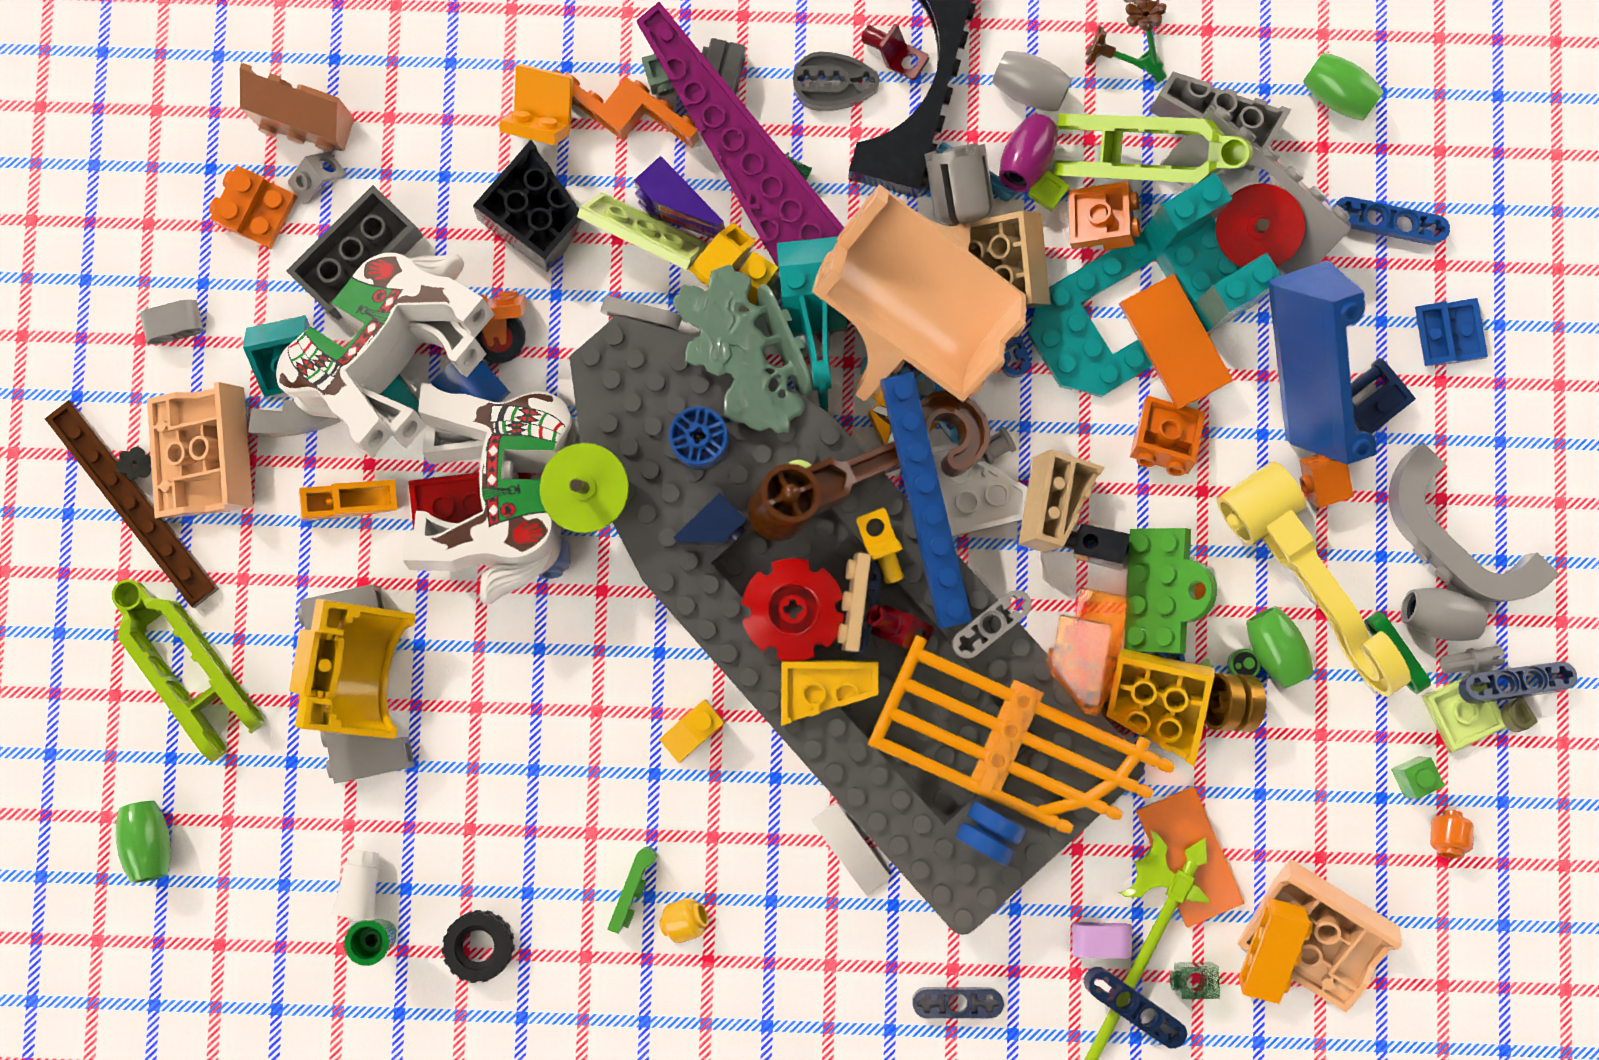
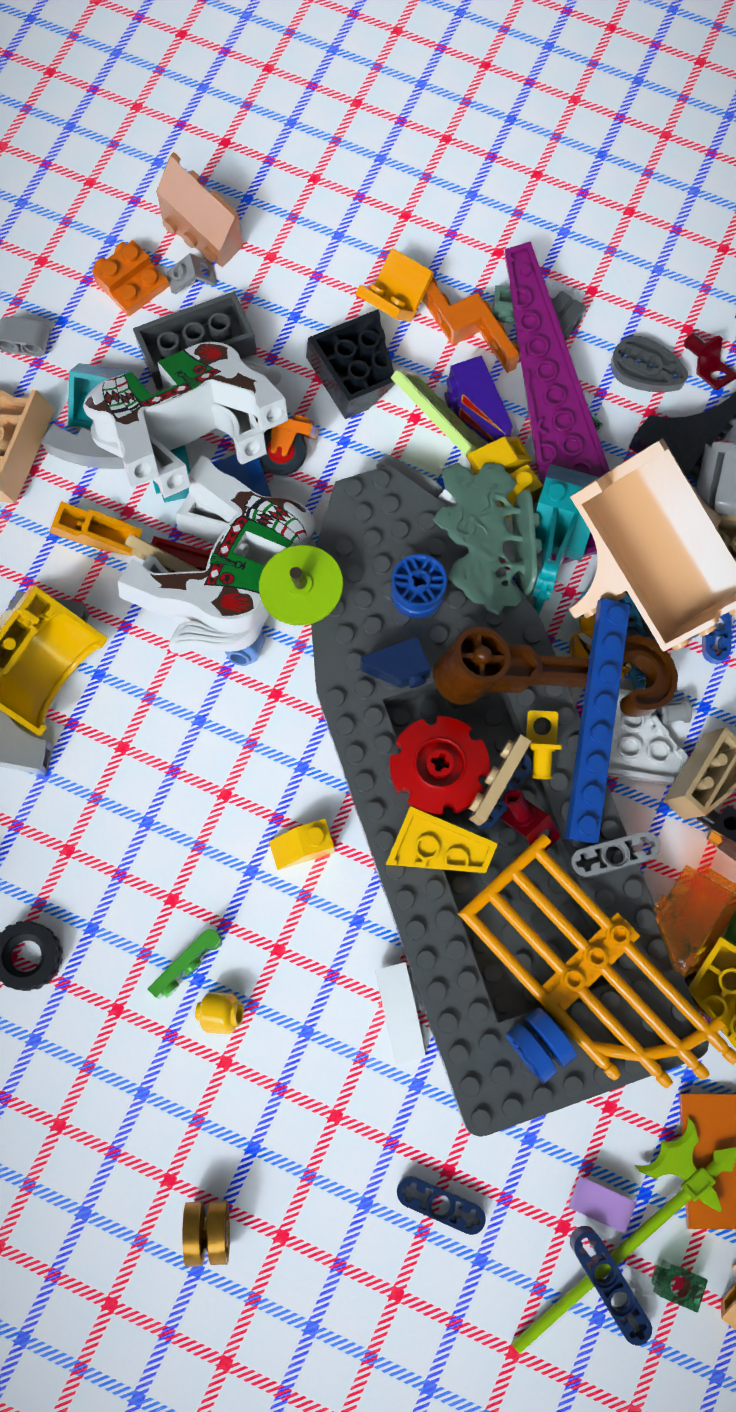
camera: 20 degrees right, 10 degrees down
(436, 505) = (143, 548): none -> tan plate

